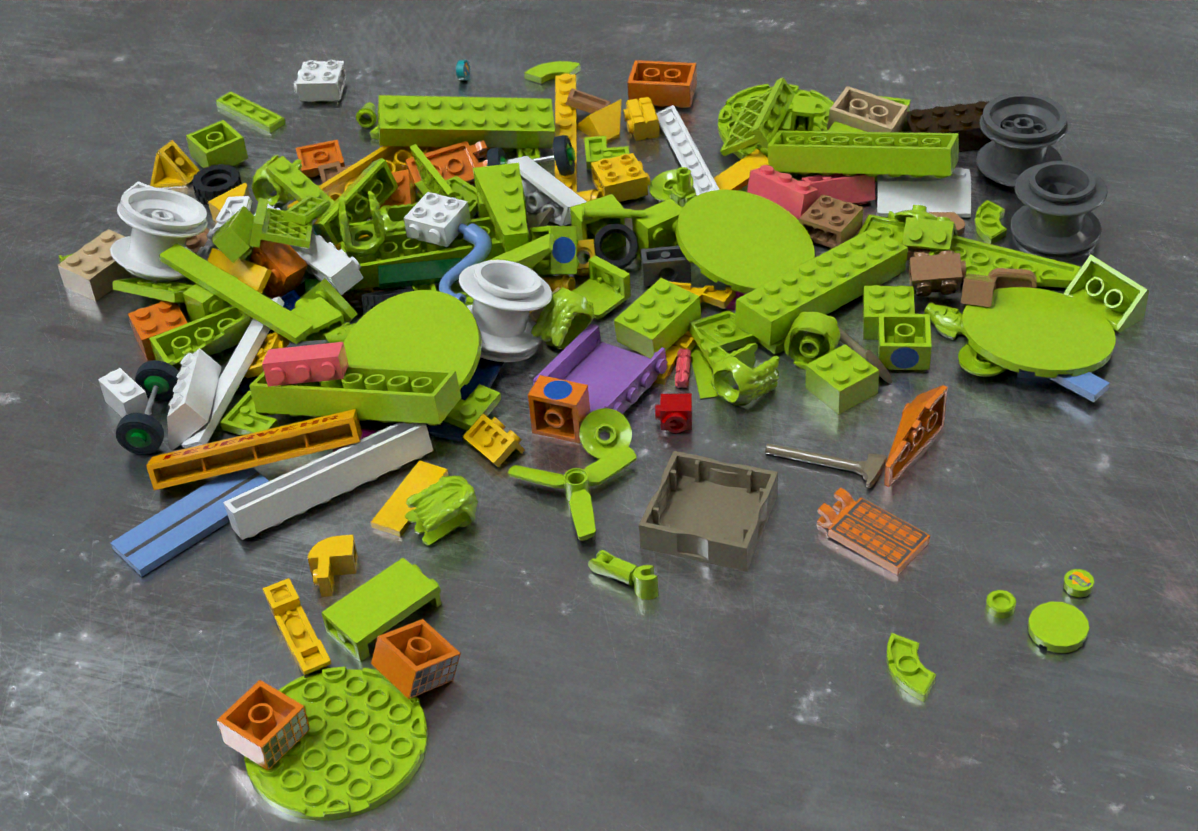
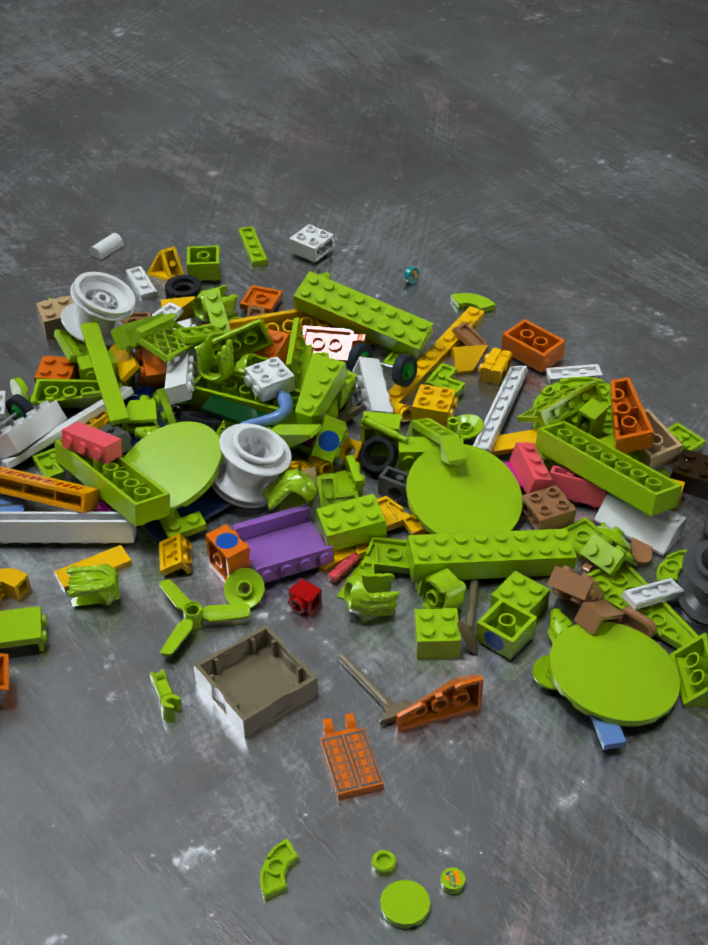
camera: 30 degrees right, 0 degrees up
(72, 178) = (106, 246): none -> white brick
(133, 357) = (19, 387): none -> lime tile
(604, 306) = (328, 491): none -> lime plate
(708, 197) = (451, 446): none -> lime slope
(717, 98) = (557, 373): none -> white plate
(845, 97) = (629, 421): none -> orange wedge
(1003, 248) = (652, 593): none -> white tile

